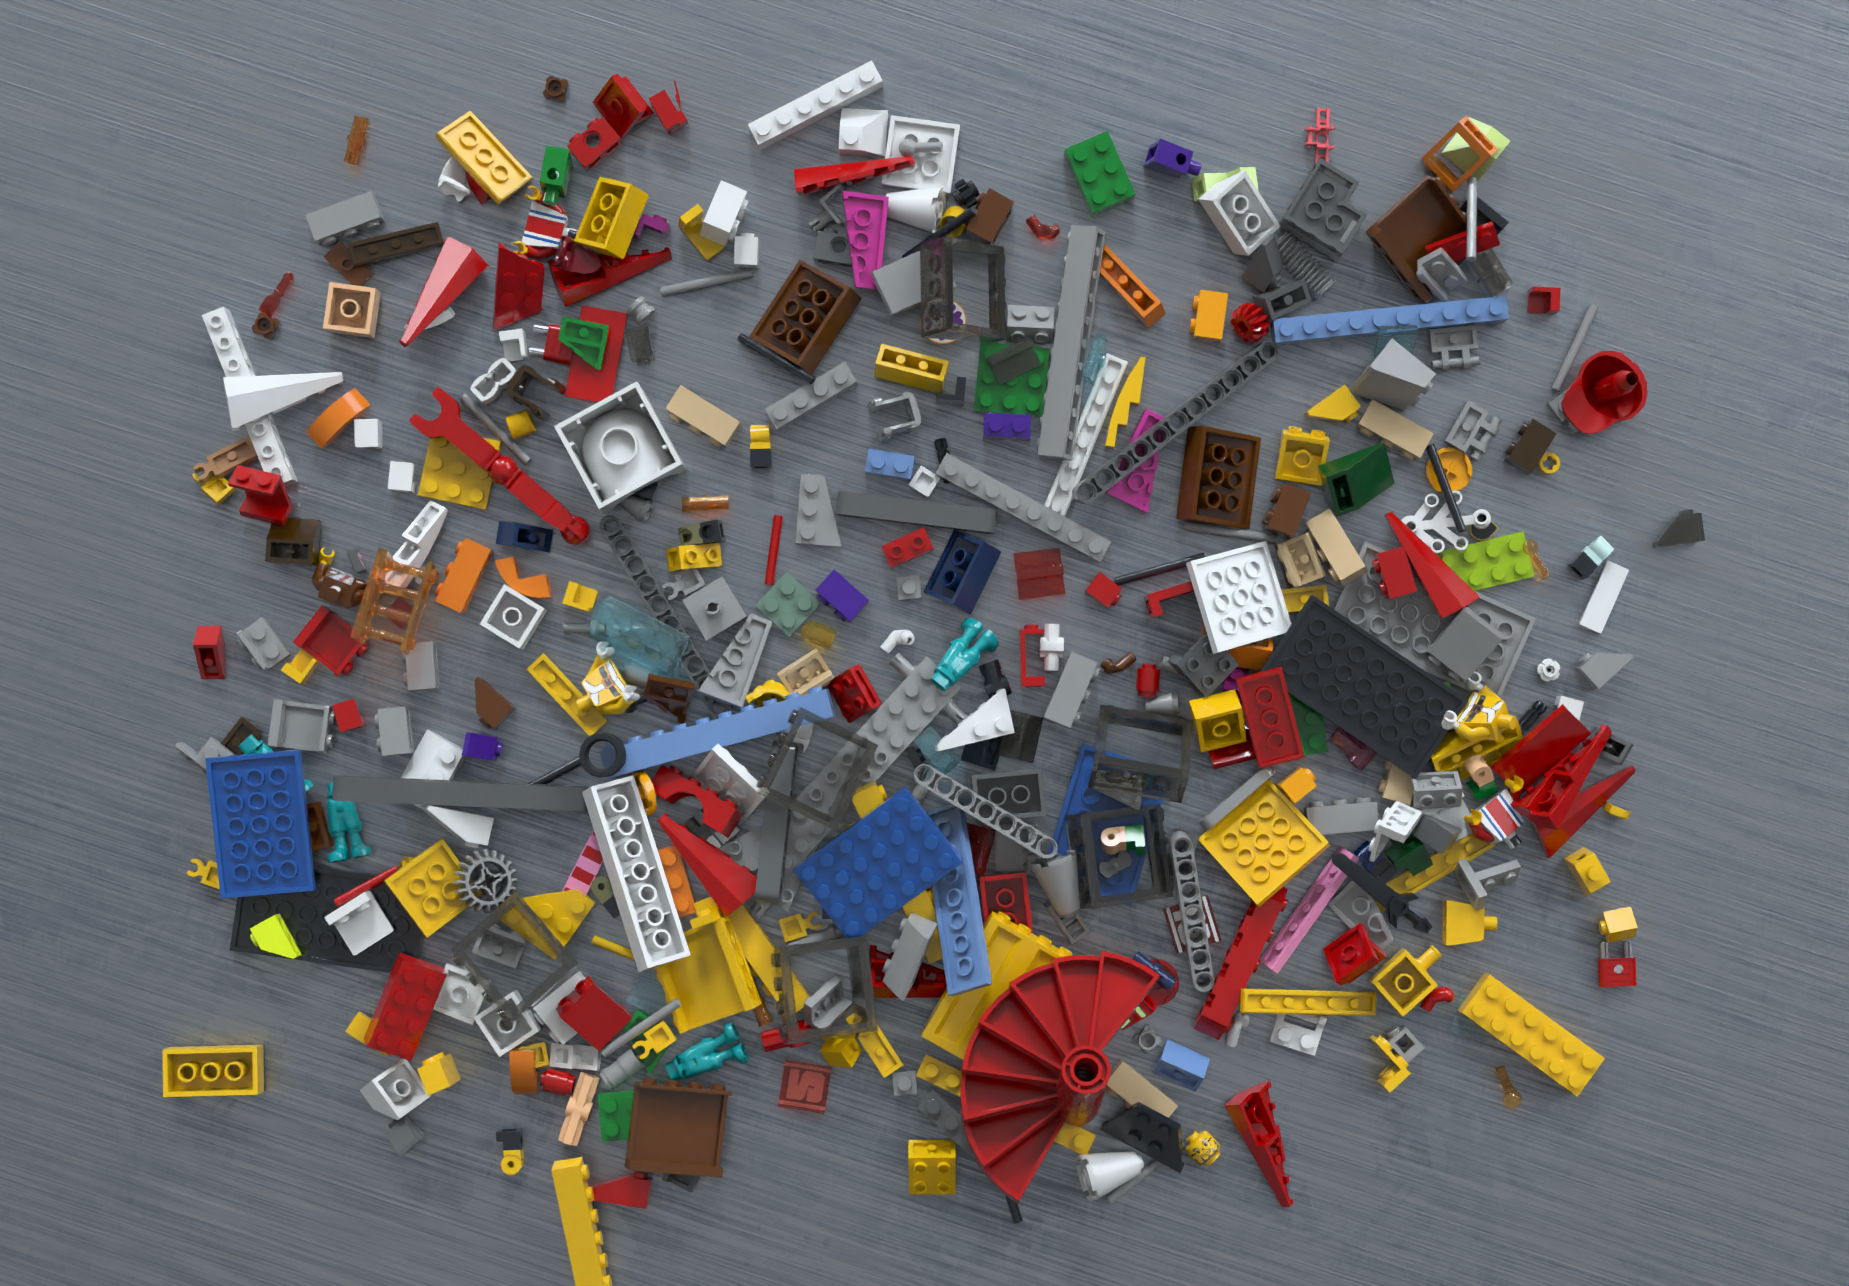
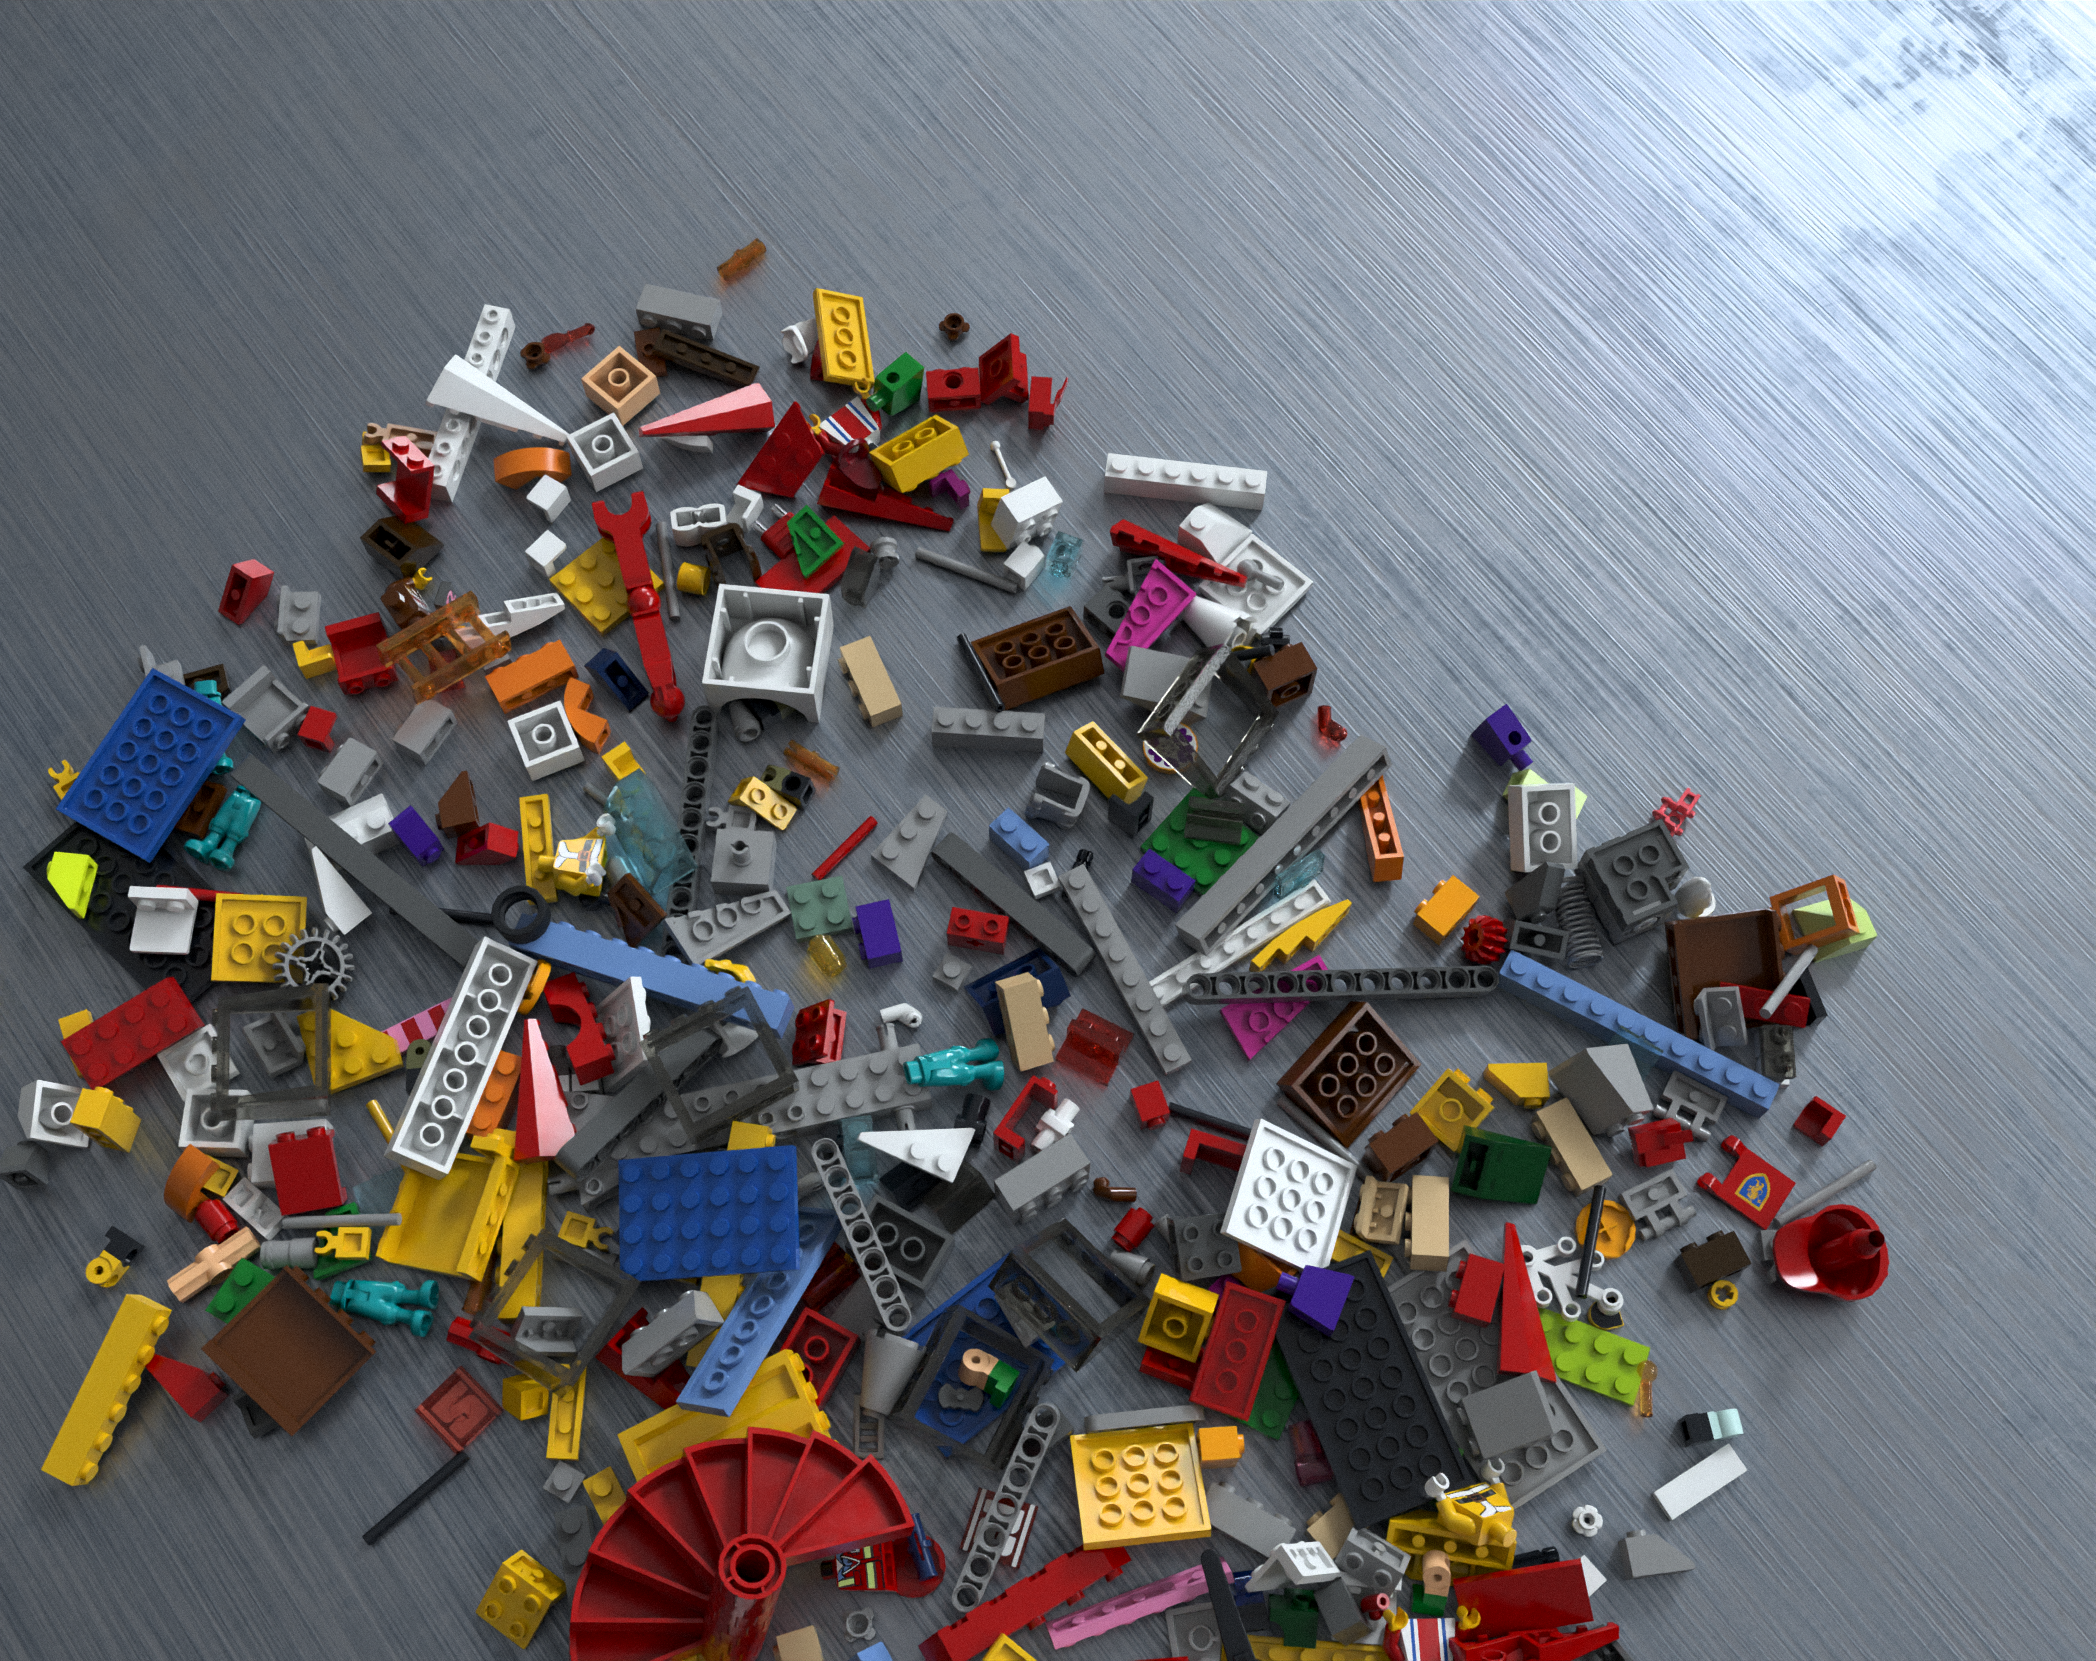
camera: 30 degrees right, 20 degrees down
(382, 371) = (604, 452): none -> white brick
(531, 718) = (487, 846): none -> red slope
(687, 189) = (1010, 482): none -> white hinge
(760, 447) = (904, 745): leg -> none
(764, 216) = (1067, 546): none -> clear light blue brick
(806, 673) = (793, 980): tan bracket -> none
(819, 1156) = (415, 1497): none -> black bar
(986, 593) = (1025, 1021): none -> tan brick
(1099, 174) = (1422, 709): green brick -> none
(1299, 650) = (1317, 1296): none -> dark purple torso
(1372, 194) = (1695, 897): none -> white piece
(1449, 388) = (1658, 1142): none -> red piece
(1454, 815) = (1375, 1605): none -> red arm
(1526, 375) = (1751, 1185): none -> red flag
(1682, 529) = (1836, 1467): clear smoke slope -> none

